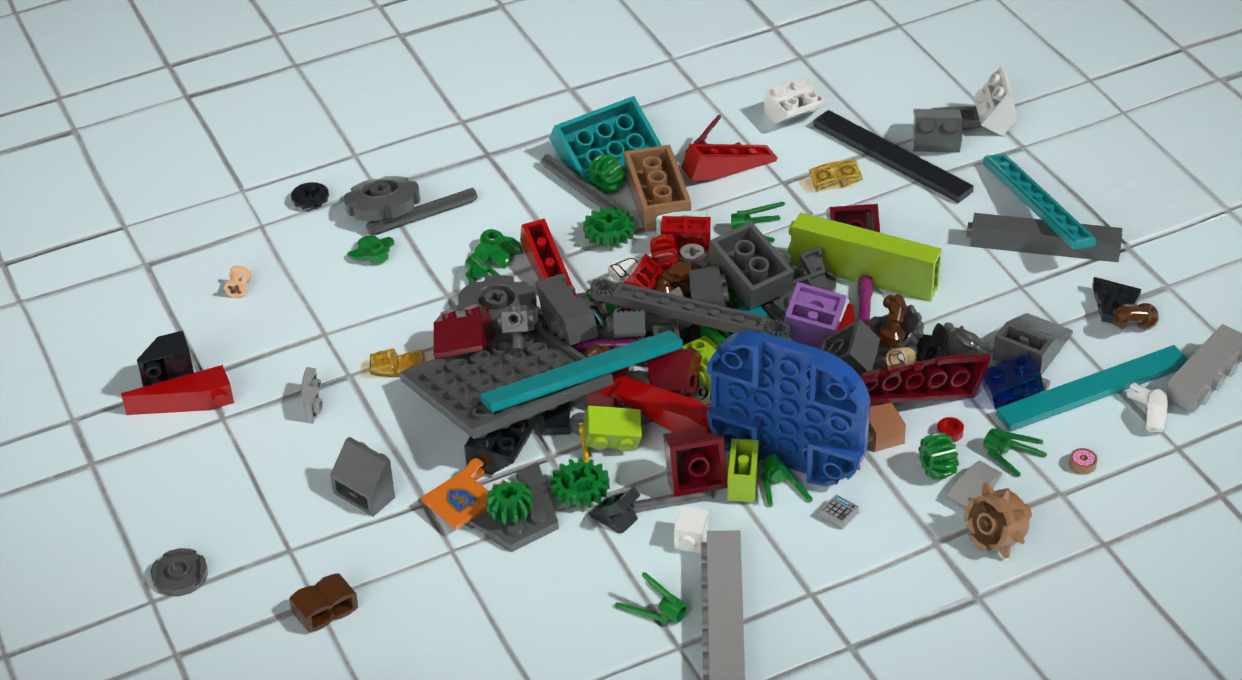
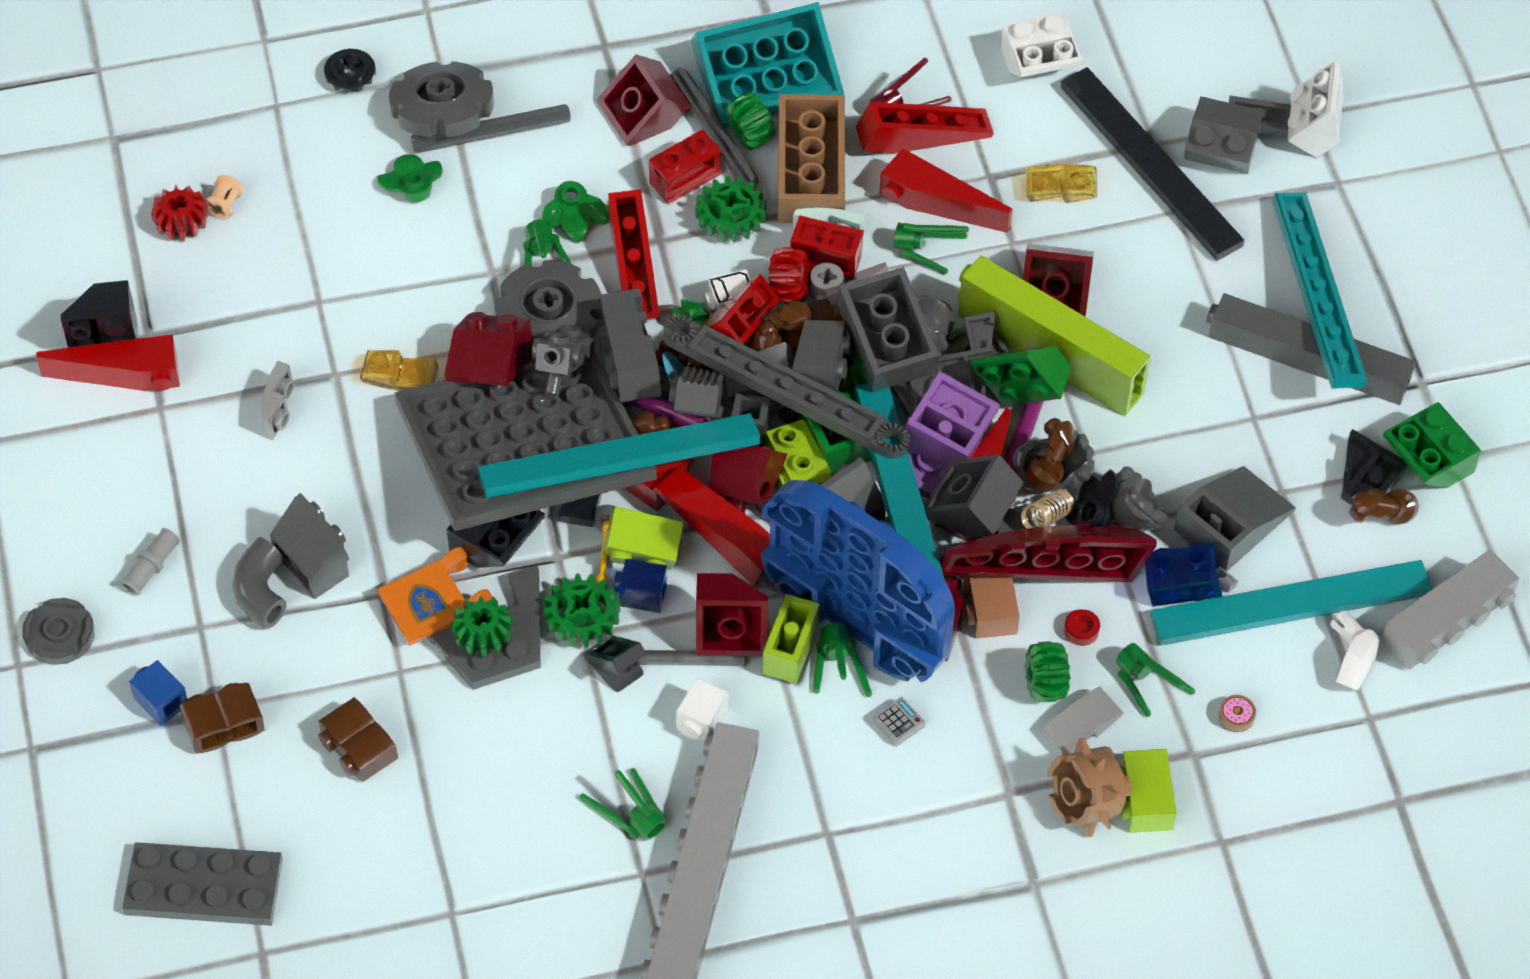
camera: 10 degrees right, 15 degrees up
(207, 295) = (179, 212): none -> red gear
(240, 513) = (150, 561): none -> light grey pin
(269, 595) = (158, 692): none -> blue brick
(323, 512) = (252, 587): none -> dark grey cylinder
(434, 597) = (357, 740): none -> reddish brown brick
(526, 177) = (643, 100): none -> dark red slope
(568, 208) = (685, 166): none -> red hinge
(620, 459) = (641, 585): none -> clear blue brick
(745, 193) = (933, 191): none -> red slope
(855, 277) = (1024, 374): none -> green slope
(1047, 524) = (1152, 797): none -> lime brick
(1157, 274) = (1434, 446): none -> green slope

